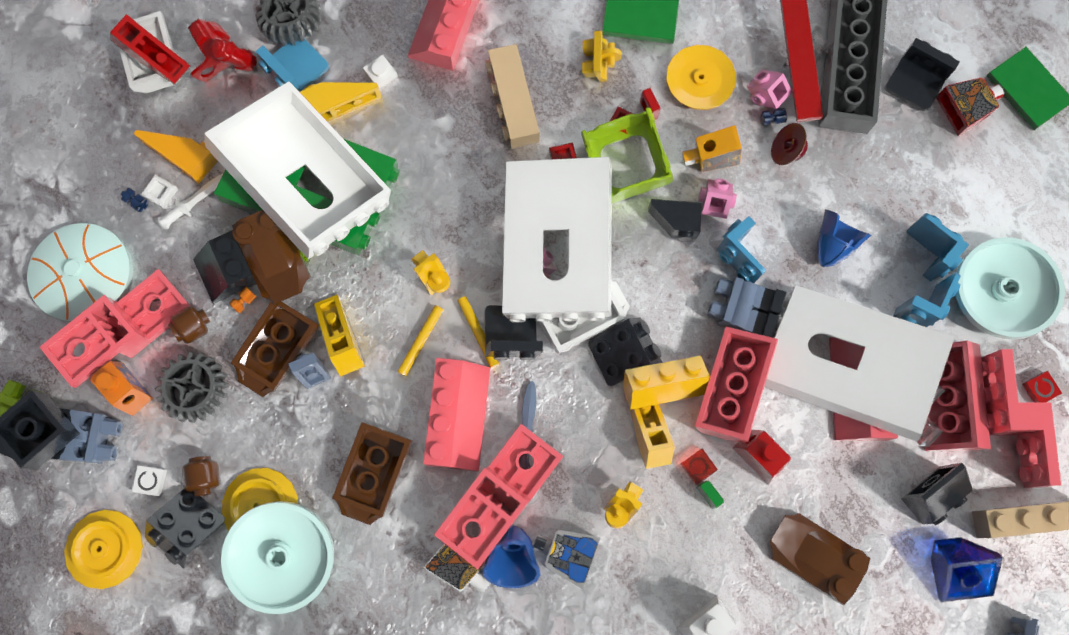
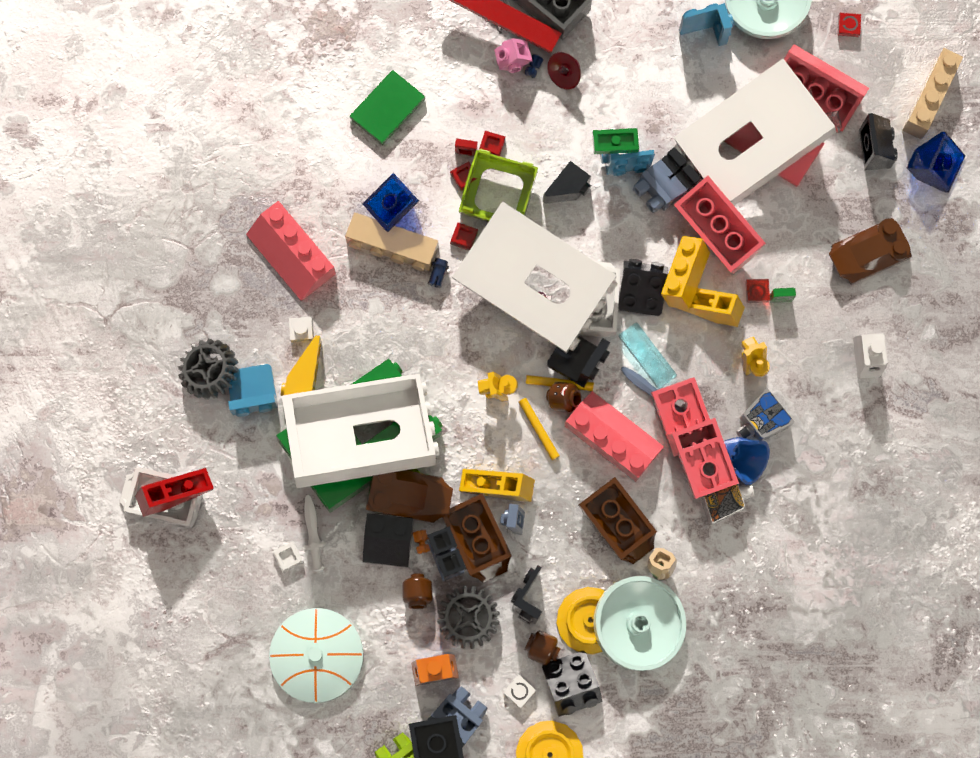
camera: 60 degrees left, 0 degrees up
(114, 328) = (387, 645): coral bracket -> none
(137, 202) = (286, 578): dark blue piece -> none
(181, 152) = (271, 519): light orange slope -> none
(218, 50) = (203, 439): red piece -> none
(225, 430) = (526, 611): none -> black bracket
(235, 328) = (446, 557): none -> black hips
(350, 541) = (662, 564): none -> tan rock
(463, 342) = (563, 397): none -> reddish brown head
(512, 154) = (438, 271): none -> dark blue pin
(549, 69) = (391, 202): none -> clear blue slope
(560, 399) = (647, 355): none -> clear light blue tile
(604, 56) = (393, 154): yellow hips -> none
(670, 127) = (493, 143): none -> red tile
(701, 77) = (466, 84): yellow piece -> none
(715, 150) = (539, 117): light orange torso -> none
(717, 198) = (572, 147): bright pink brick -> none
(746, 226) = (615, 141): none -> green plate
(763, 455) = (779, 240): red torso -> none
(837, 240) = (658, 86): blue helmet -> none
(928, 312) = (751, 56): dark azure bracket -> none
(1029, 421) = (867, 50): coral bracket -> none

